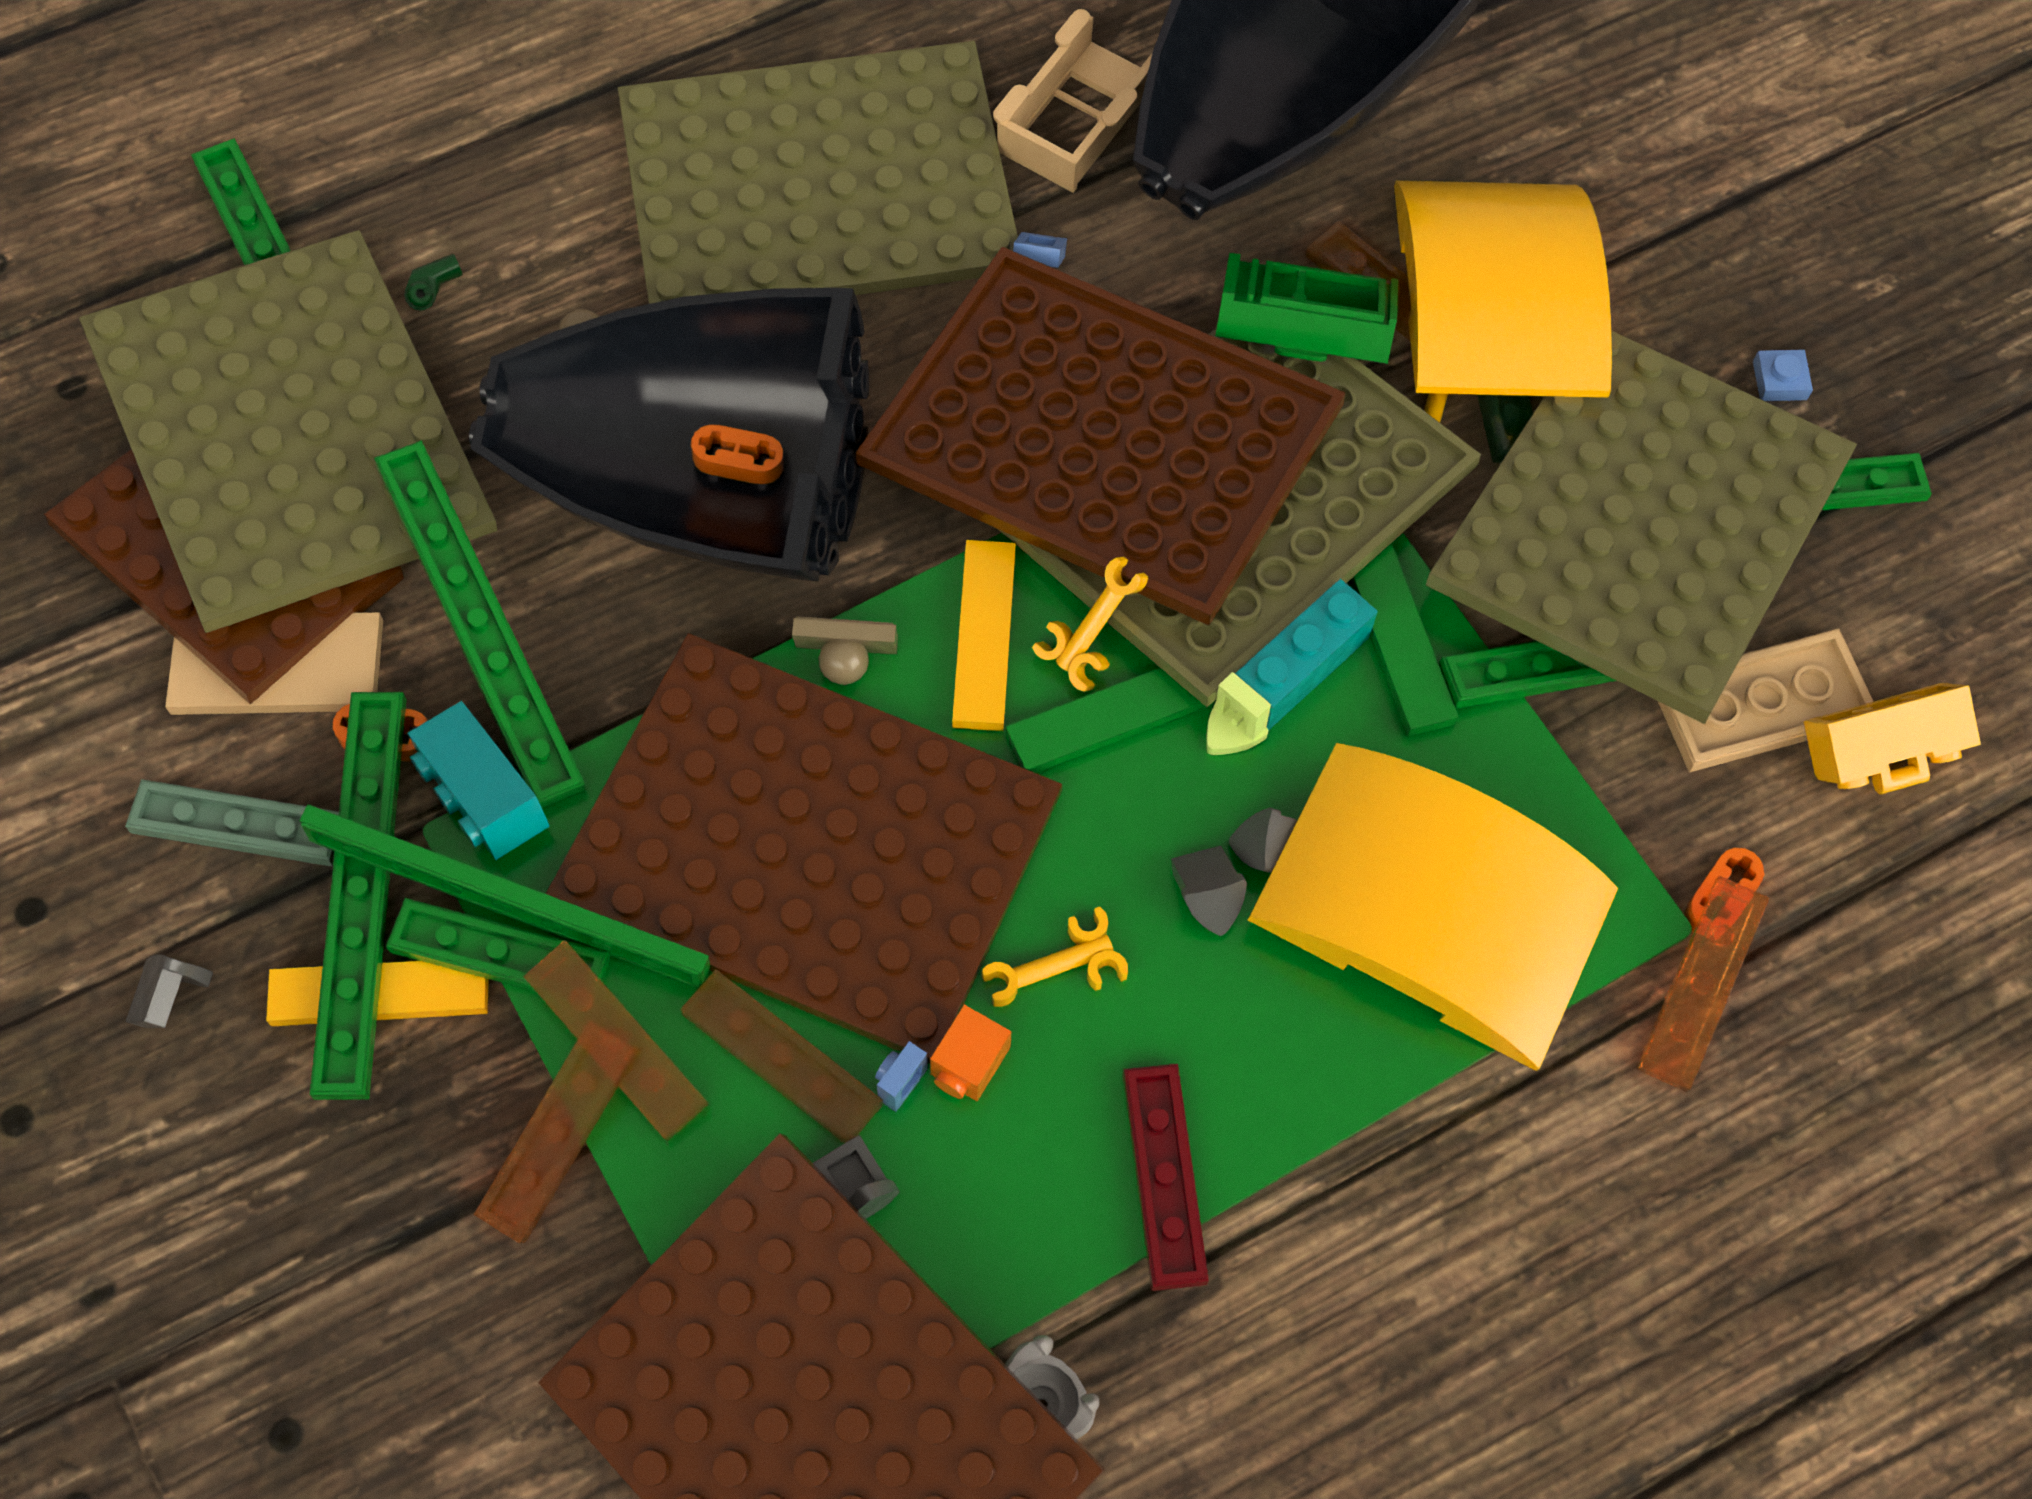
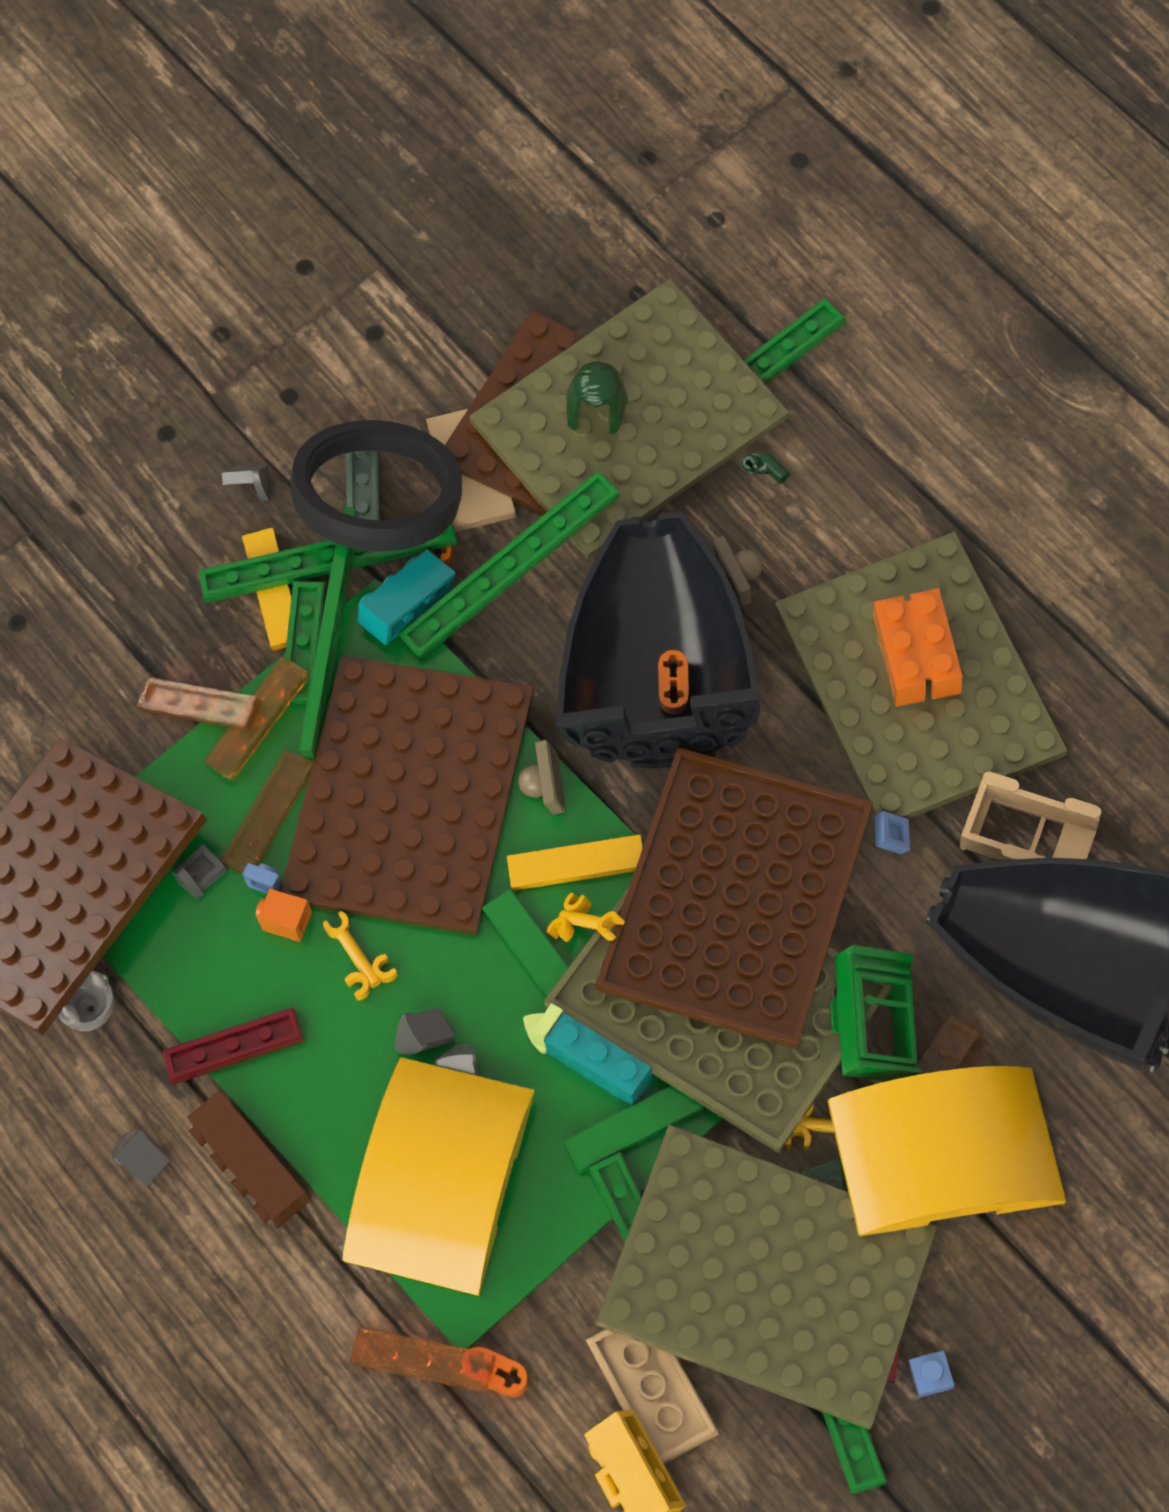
camera: 90 degrees right, 0 degrees up
(235, 421) = (597, 385): none -> dark green hair
(325, 835) = (367, 533): none -> black tyre
(789, 146) = (917, 647): none -> orange piece
(1314, 1359) = (139, 1155): none -> dark grey tile
(1355, 1184) = (248, 1159): none -> reddish brown brick

